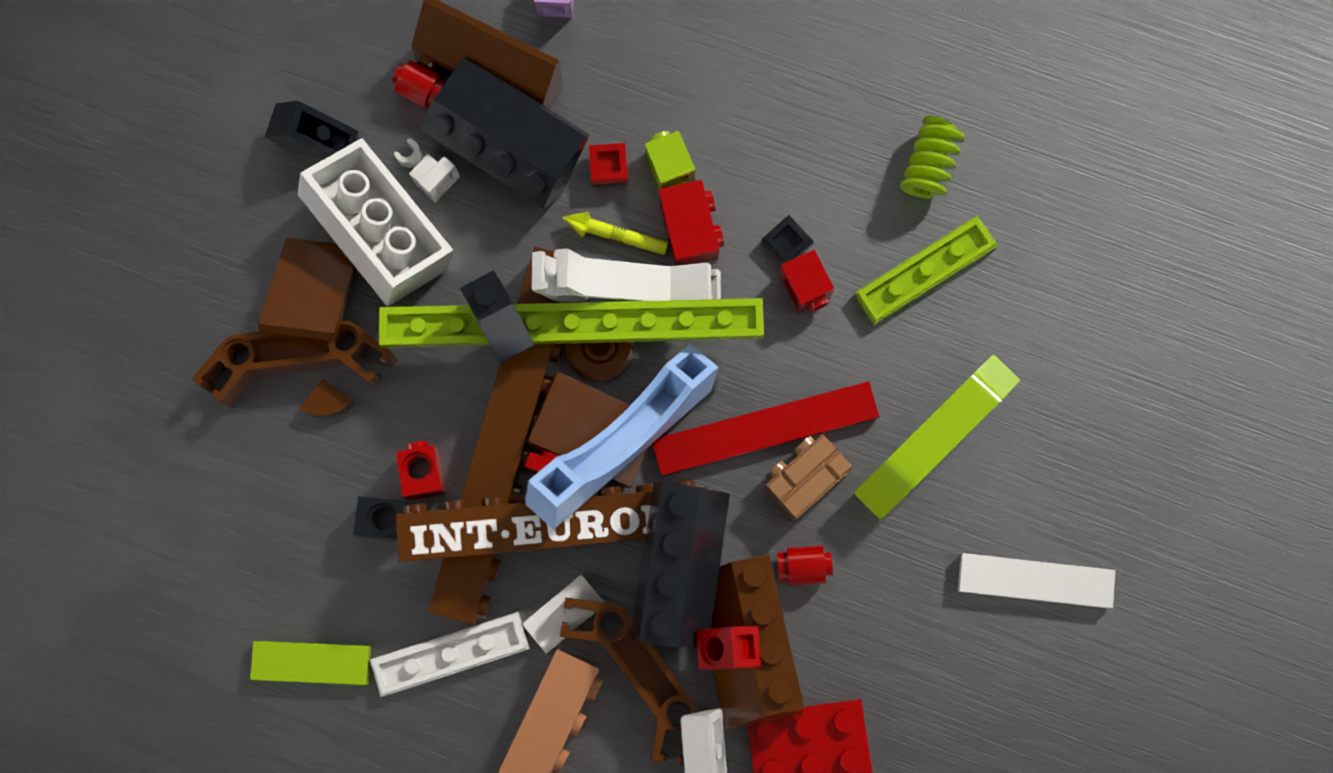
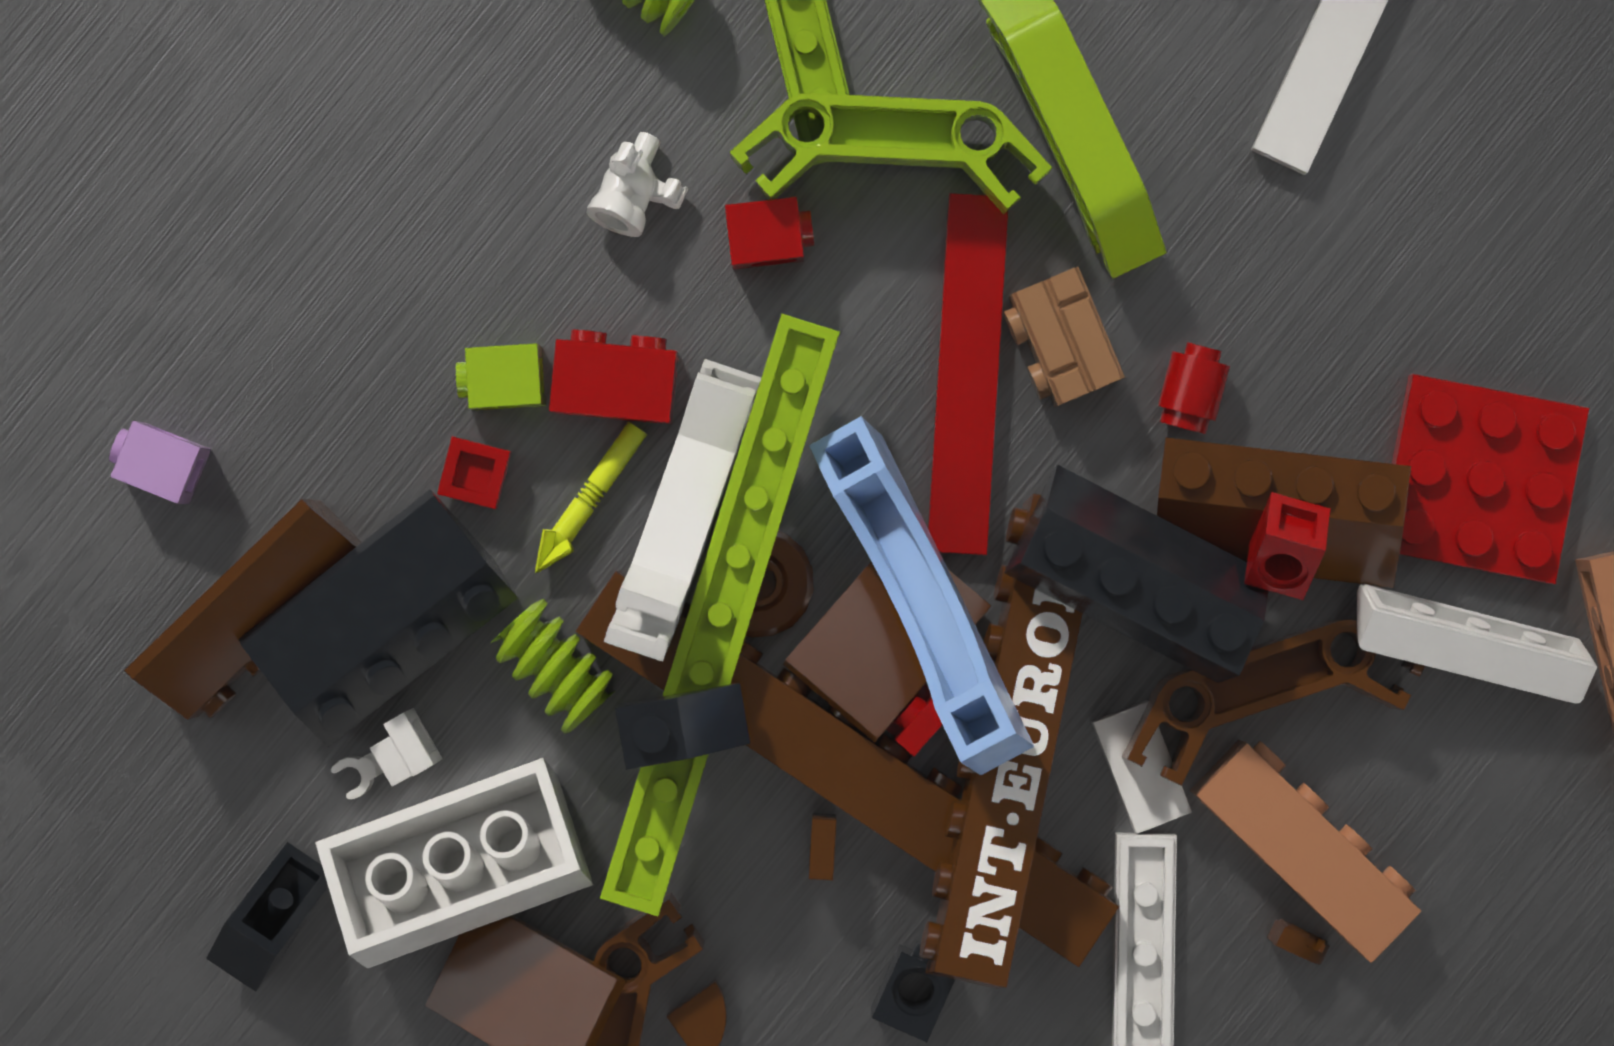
camera: 70 degrees left, 10 degrees up
(417, 83) = (247, 724): red brick -> none
(428, 486) = (882, 929): red brick -> none
(453, 435) = (822, 846): none -> reddish brown tile
(487, 748) = (1298, 941): none -> reddish brown tile
(509, 242) = (553, 665): none -> lime piece
(787, 240) = (688, 238): black tile -> none
(805, 196) = (630, 187): none -> white piece
(890, 329) = (891, 134): none -> lime piece

